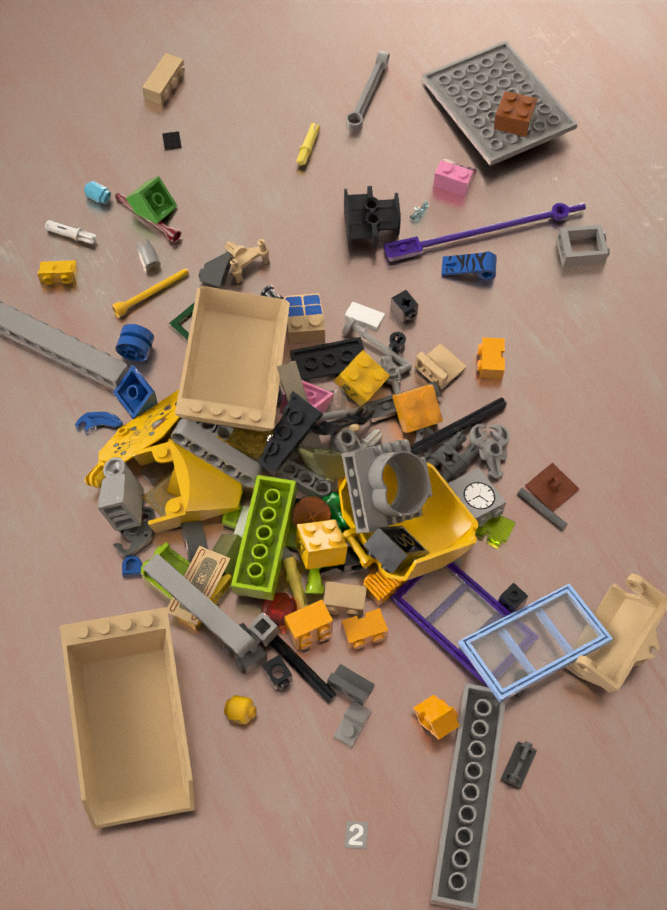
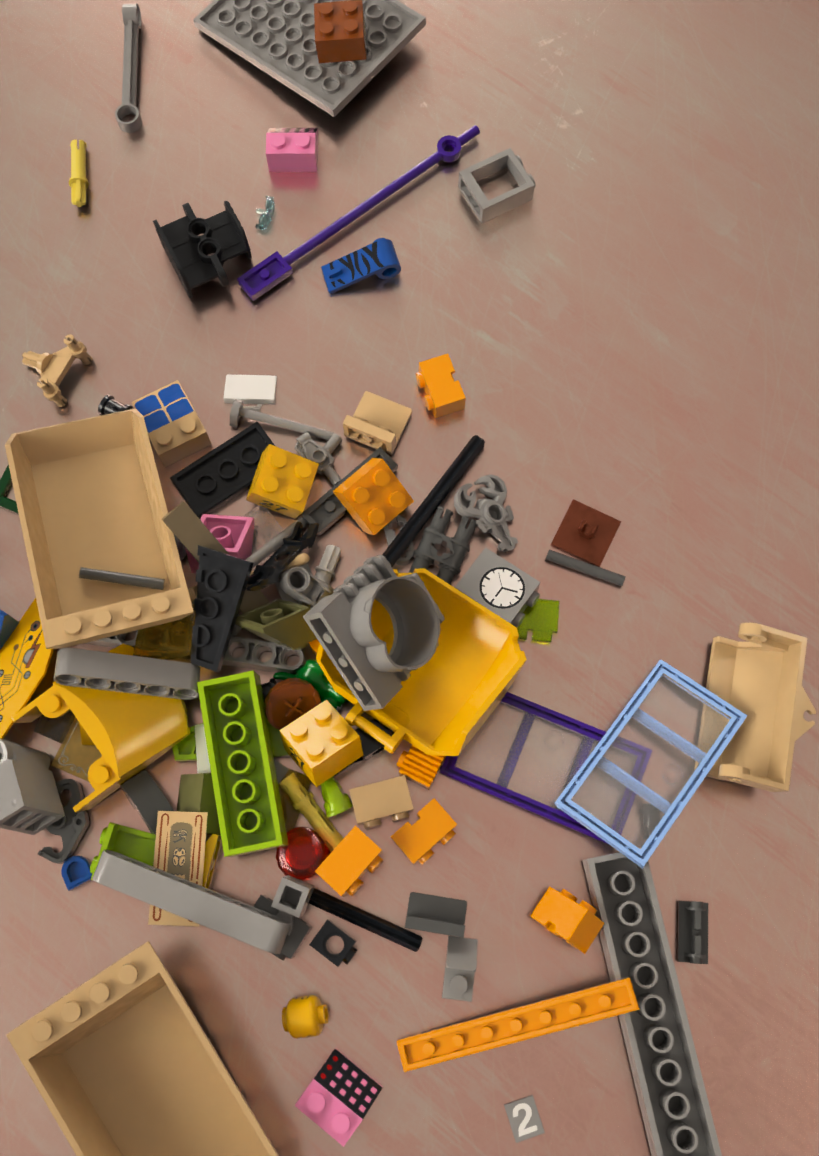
camera: 20 degrees left, 10 degrees up
(216, 271) = (24, 402): dark grey slope -> none
(232, 396) = (121, 578): none -> dark grey bar
(241, 767) = (339, 1097): none -> slope
(376, 768) = (517, 1024): none -> light orange tile
(394, 548) = (424, 711): slope -> none
(401, 339) = (313, 407): black bush -> none
(404, 306) = (298, 356): black brick -> none
(513, 598) = (599, 711): black brick -> none

